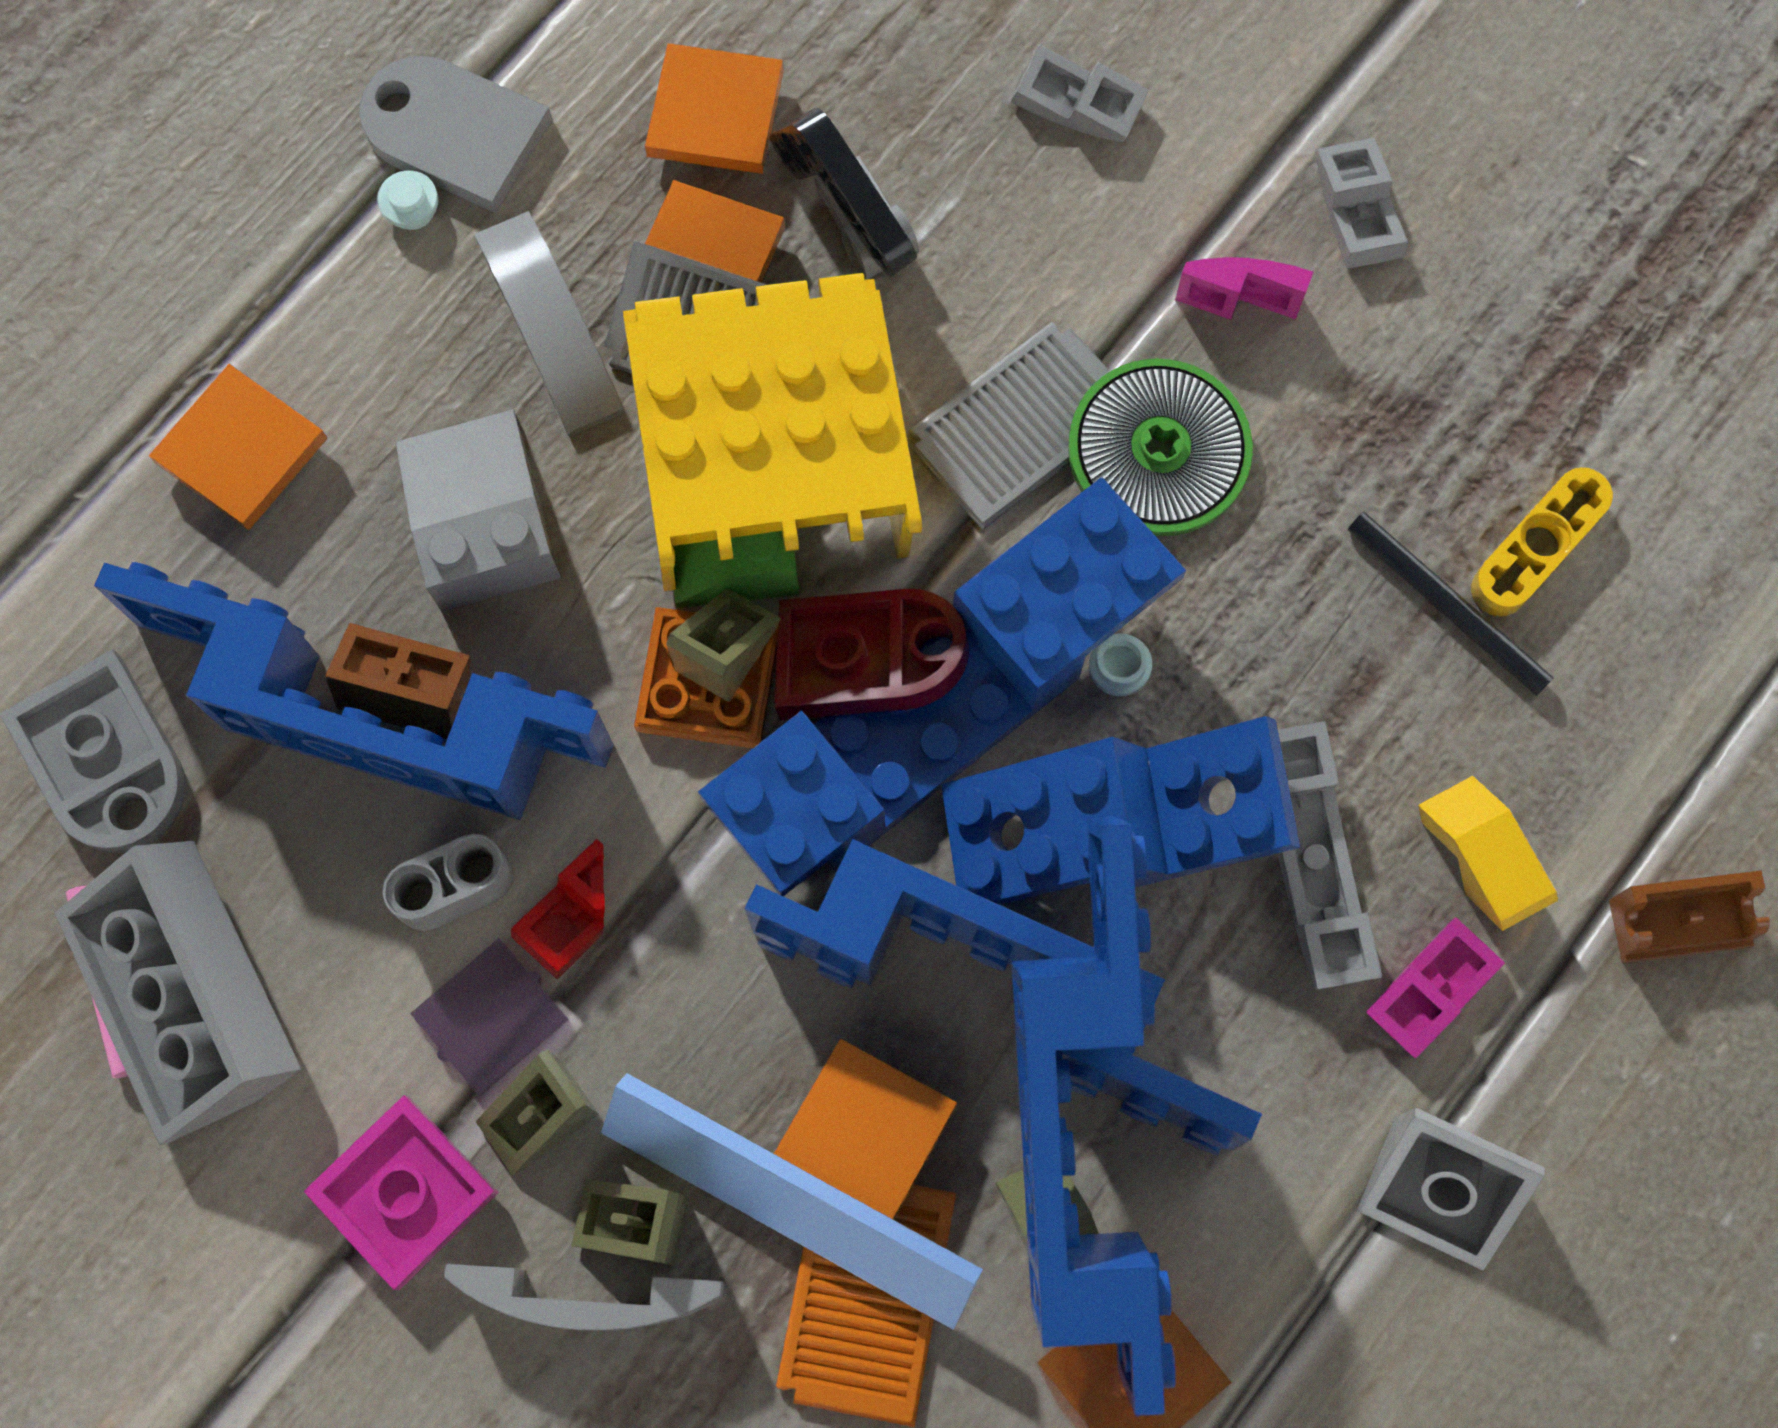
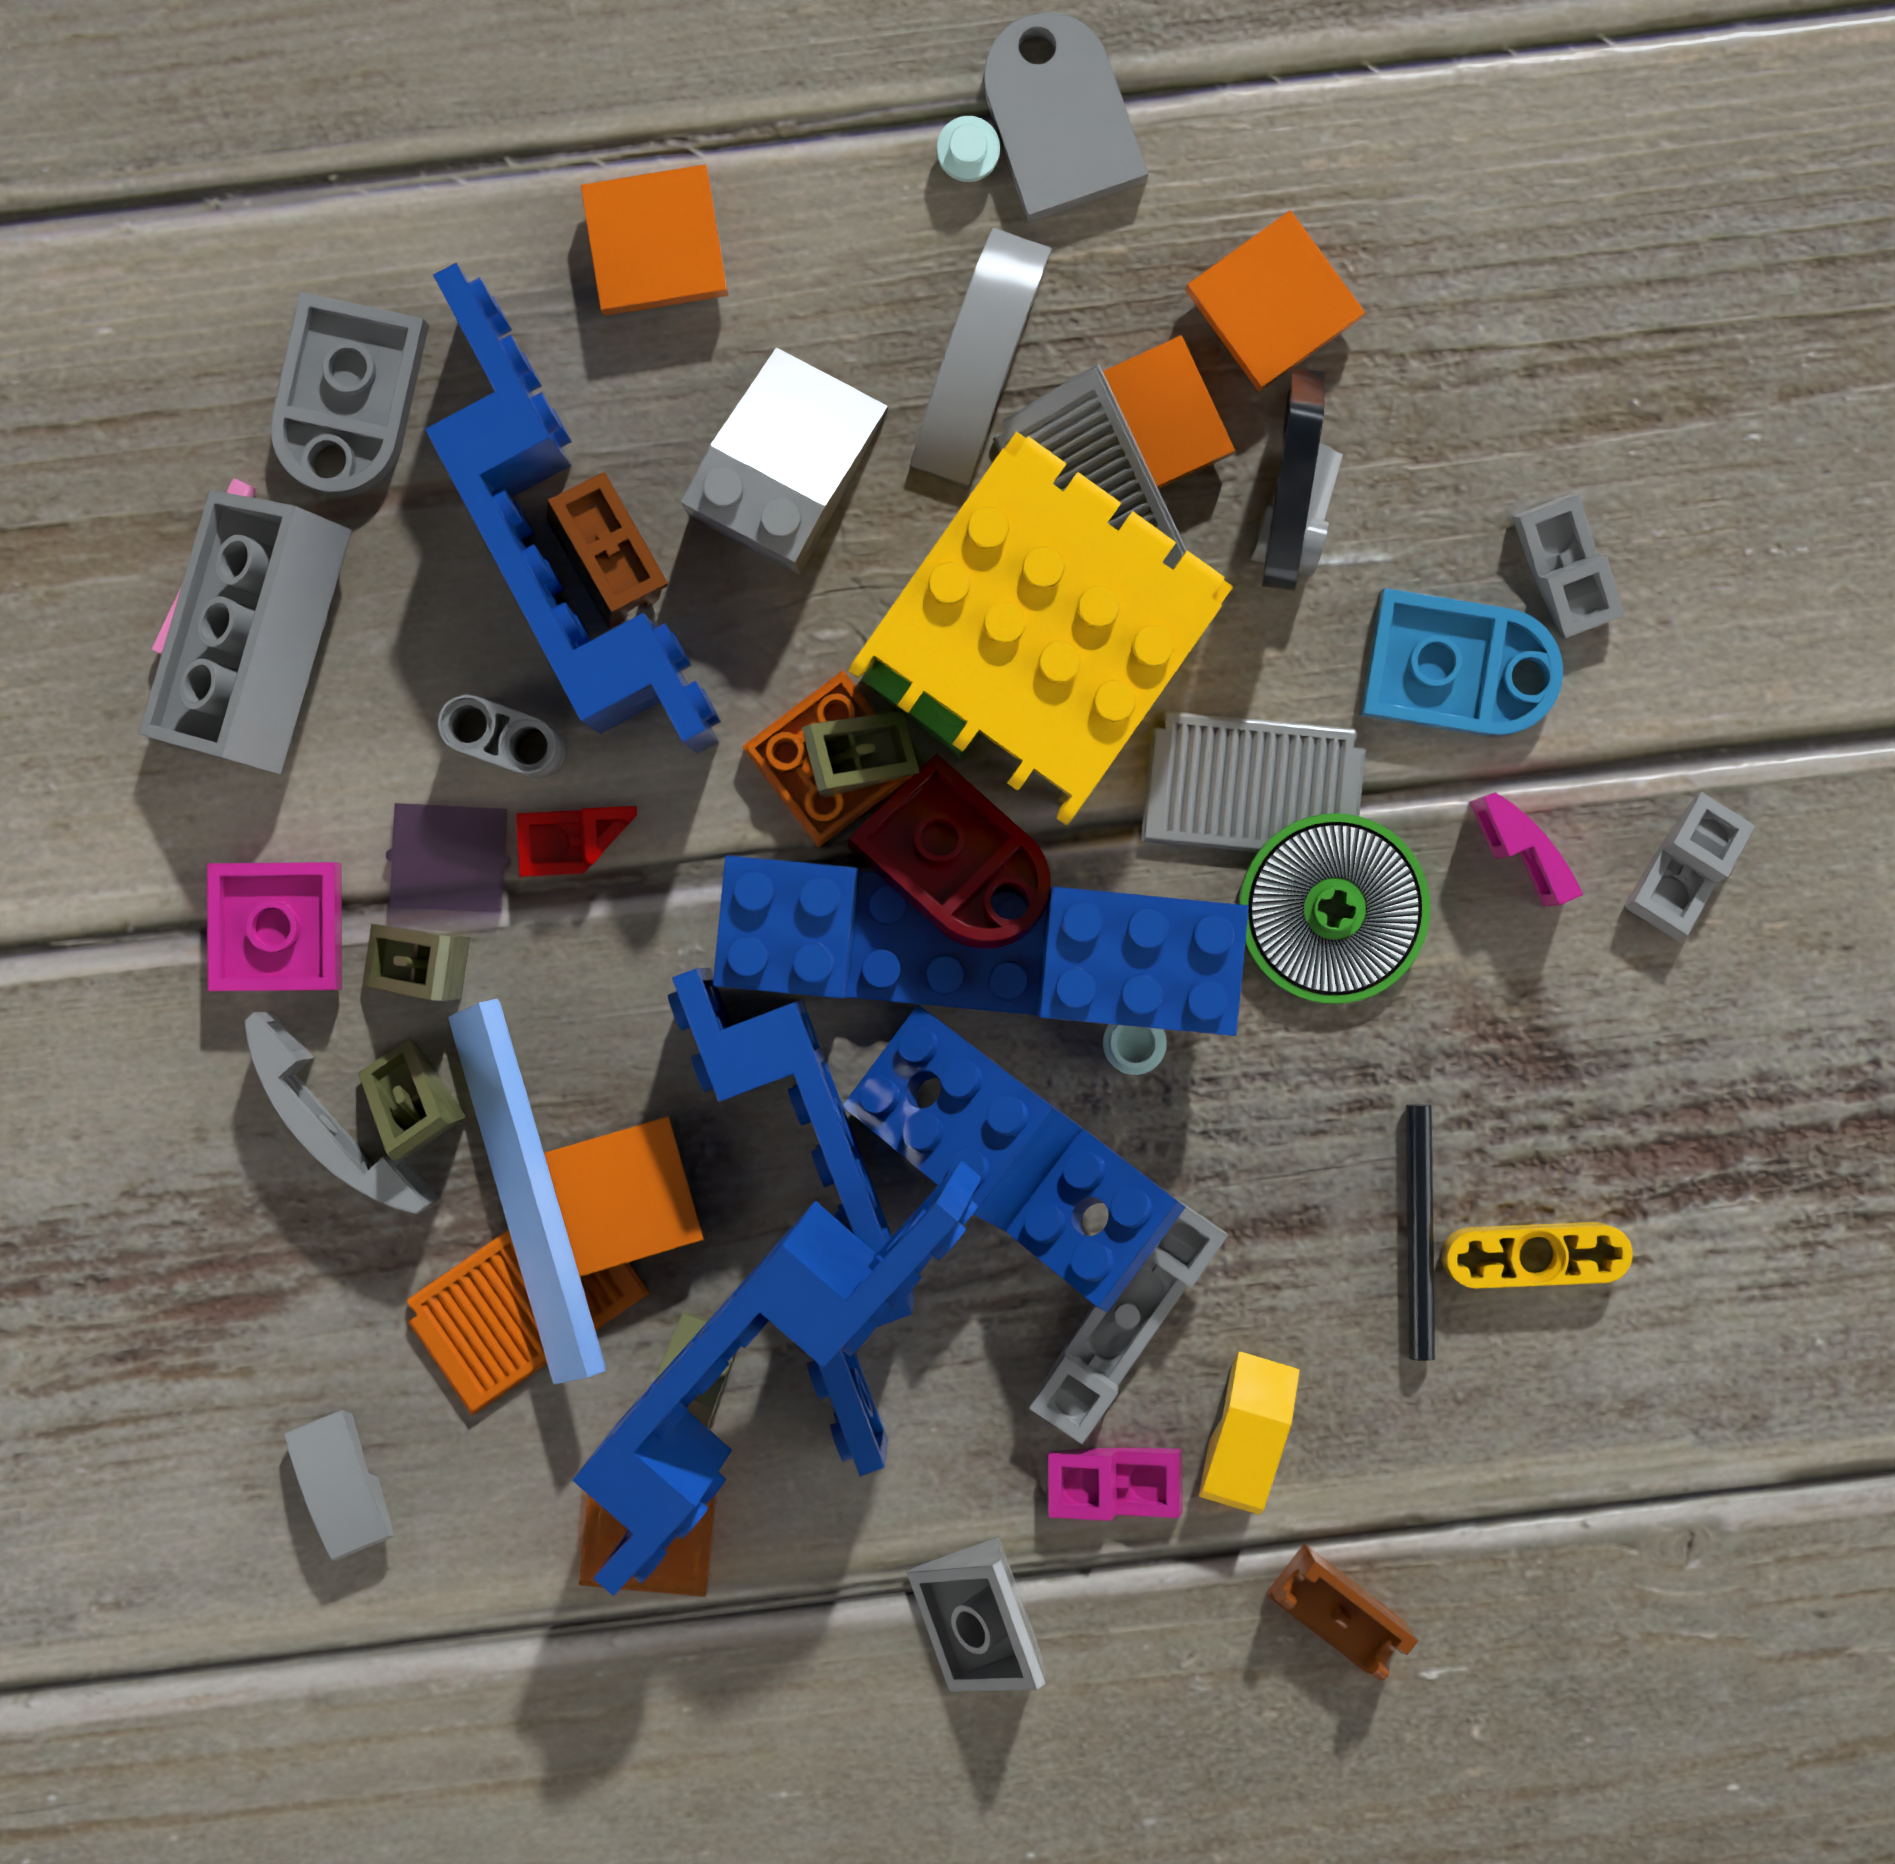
camera: 45 degrees right, 15 degrees up
(1072, 222) = (1454, 664): none -> dark azure tile

